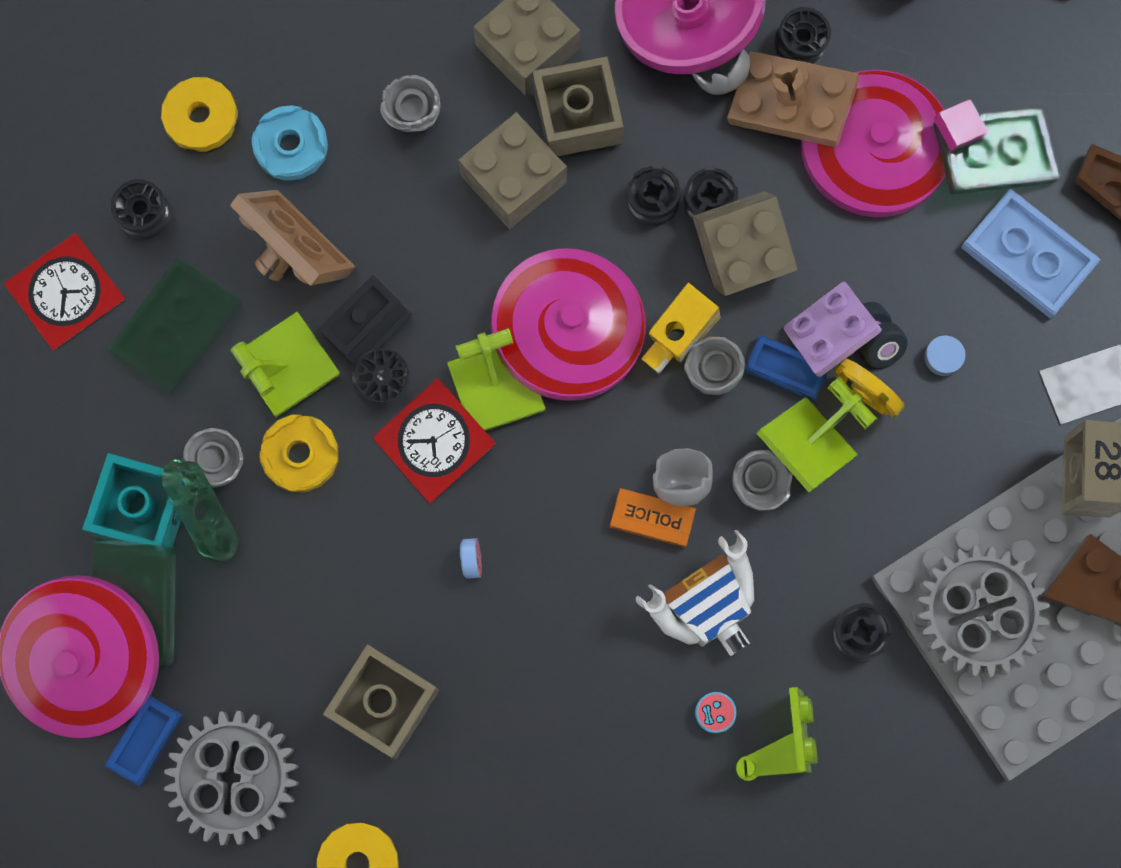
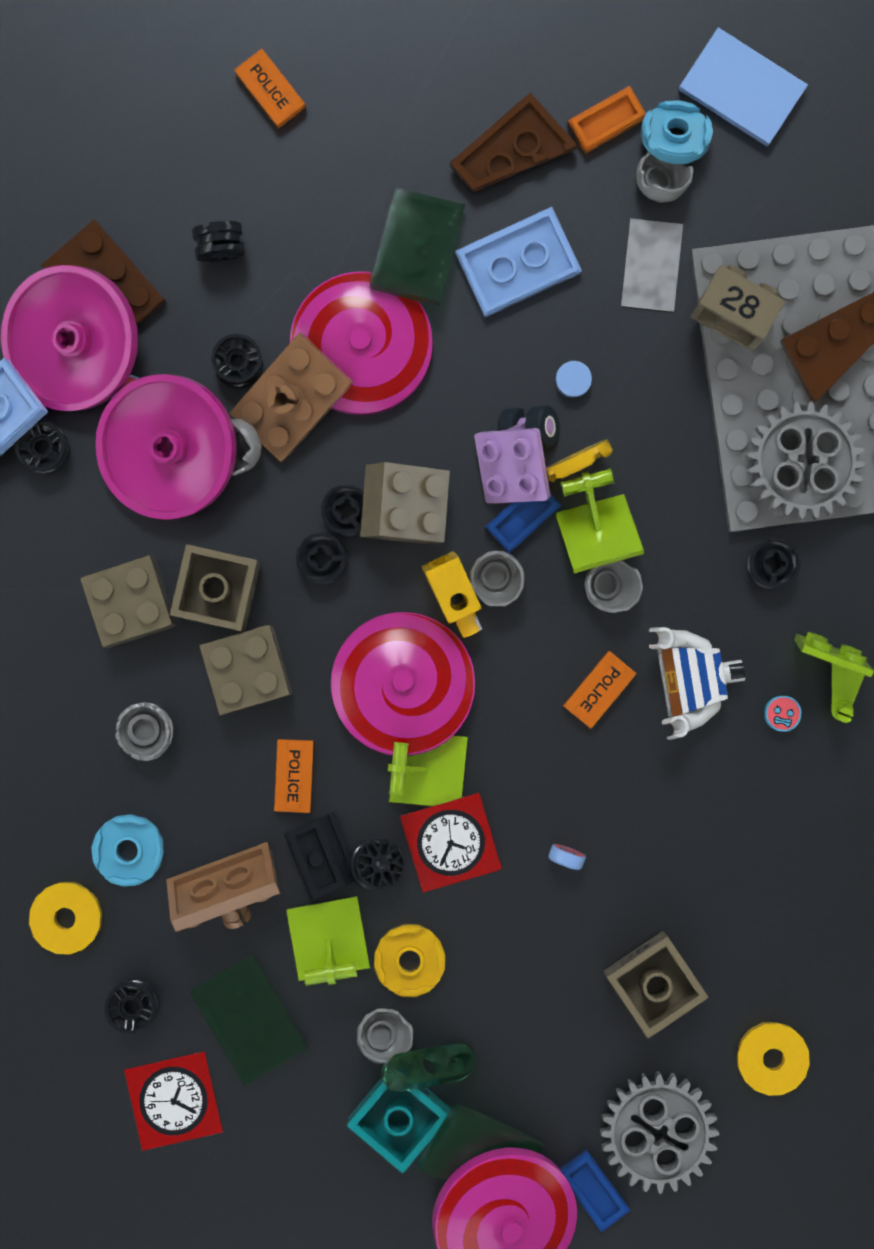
camera: 60 degrees left, 10 degrees up
(431, 263) = (294, 776): none -> orange tile
(683, 477) = (580, 650): light grey hair -> none
(960, 125) = (385, 268): tile -> none

